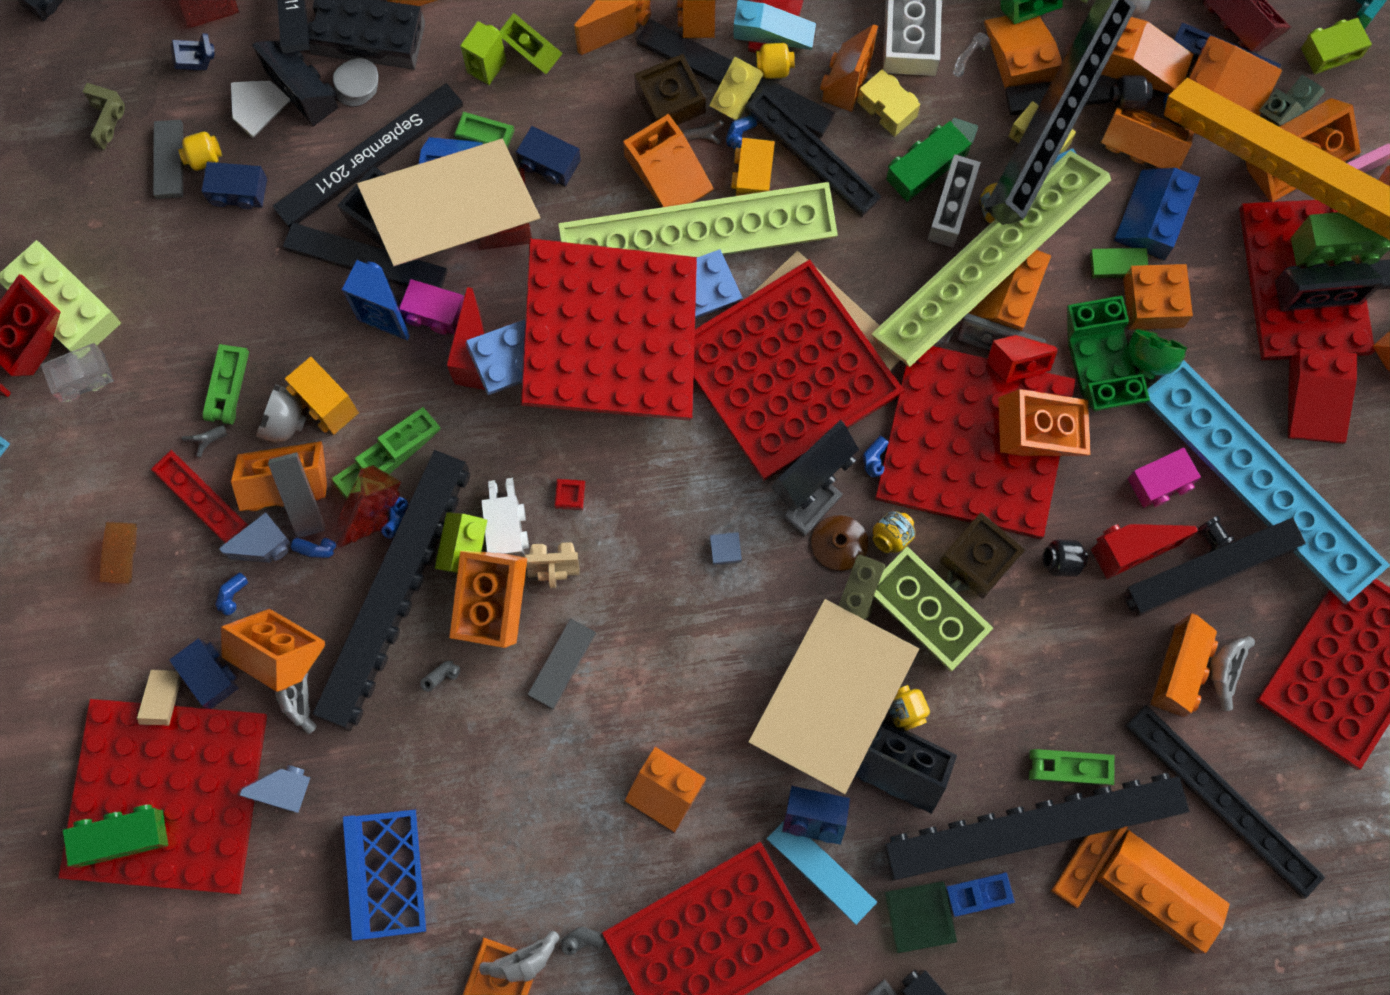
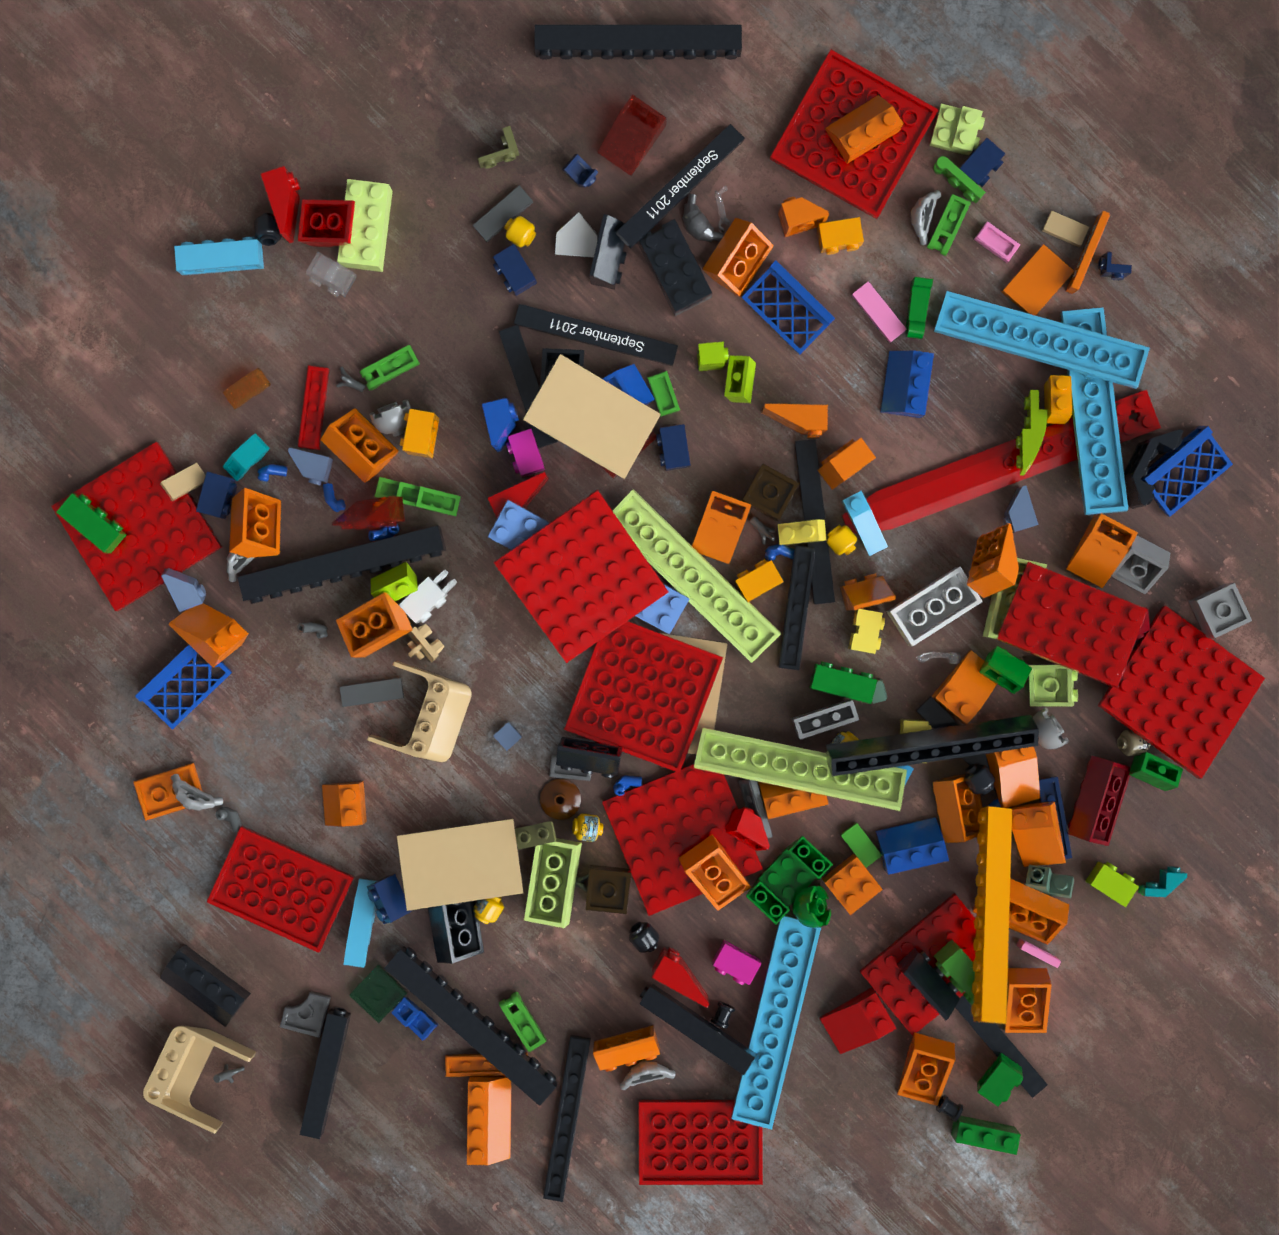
camera: 55 degrees right, 15 degrees up
(189, 608) = (245, 456): none -> teal slope
(296, 494) = (351, 467): dark grey tile -> none
(350, 793) = (209, 632): none -> orange slope
(355, 81) = (637, 288): light grey piece -> none
(570, 494) = (473, 621): red tile -> none
(649, 608) = (438, 718): none -> tan windscreen

